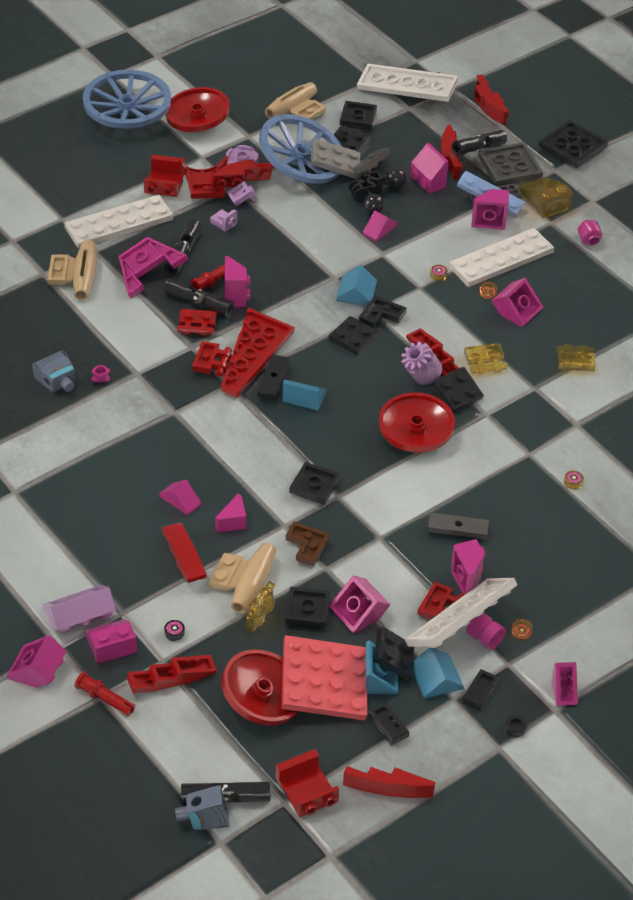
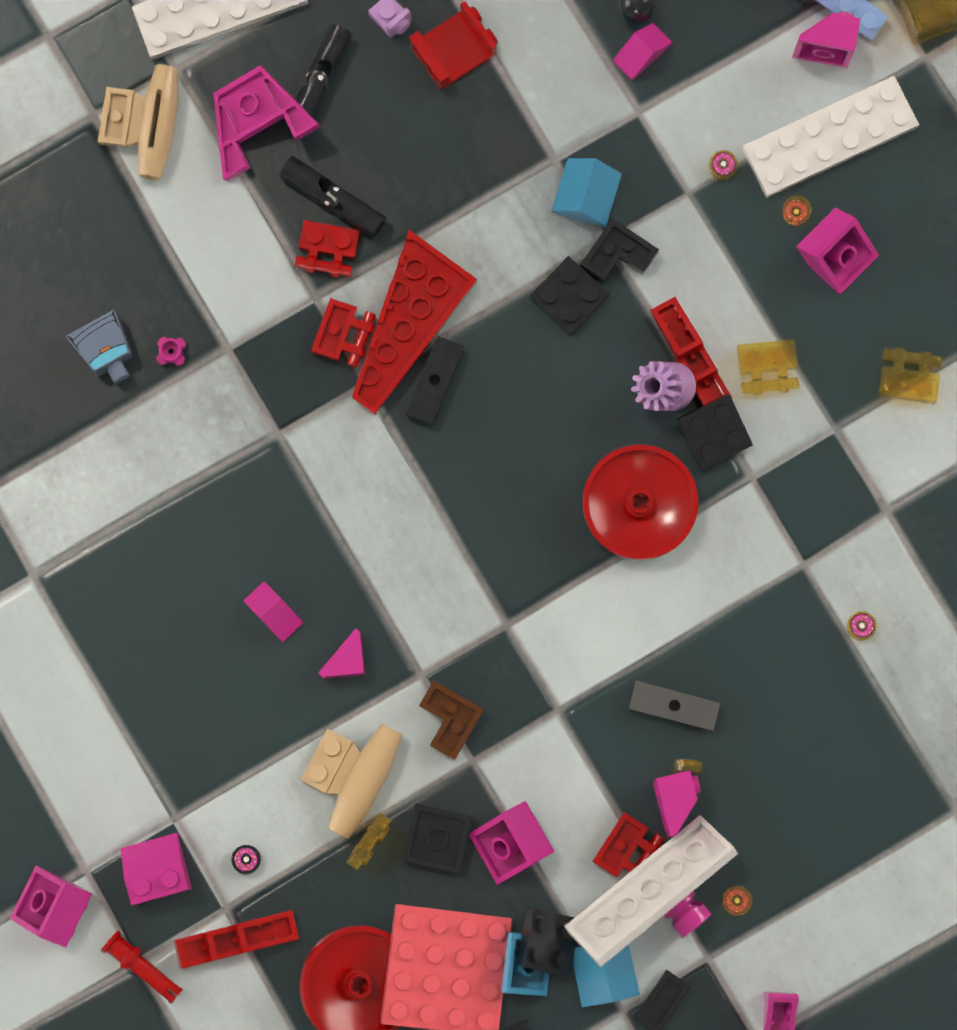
camera: 10 degrees right, 35 degrees up
(80, 608) = (113, 811): lavender slope -> none
(184, 552) = (269, 725): red slope -> none
(208, 278) = (352, 156): red pin -> none
(236, 283) = (392, 184): dark pink slope -> none
(265, 231) = (454, 46): none -> red panel
(303, 394) = (478, 415): dark azure slope -> none
(314, 483) = (473, 604): black plate -> none

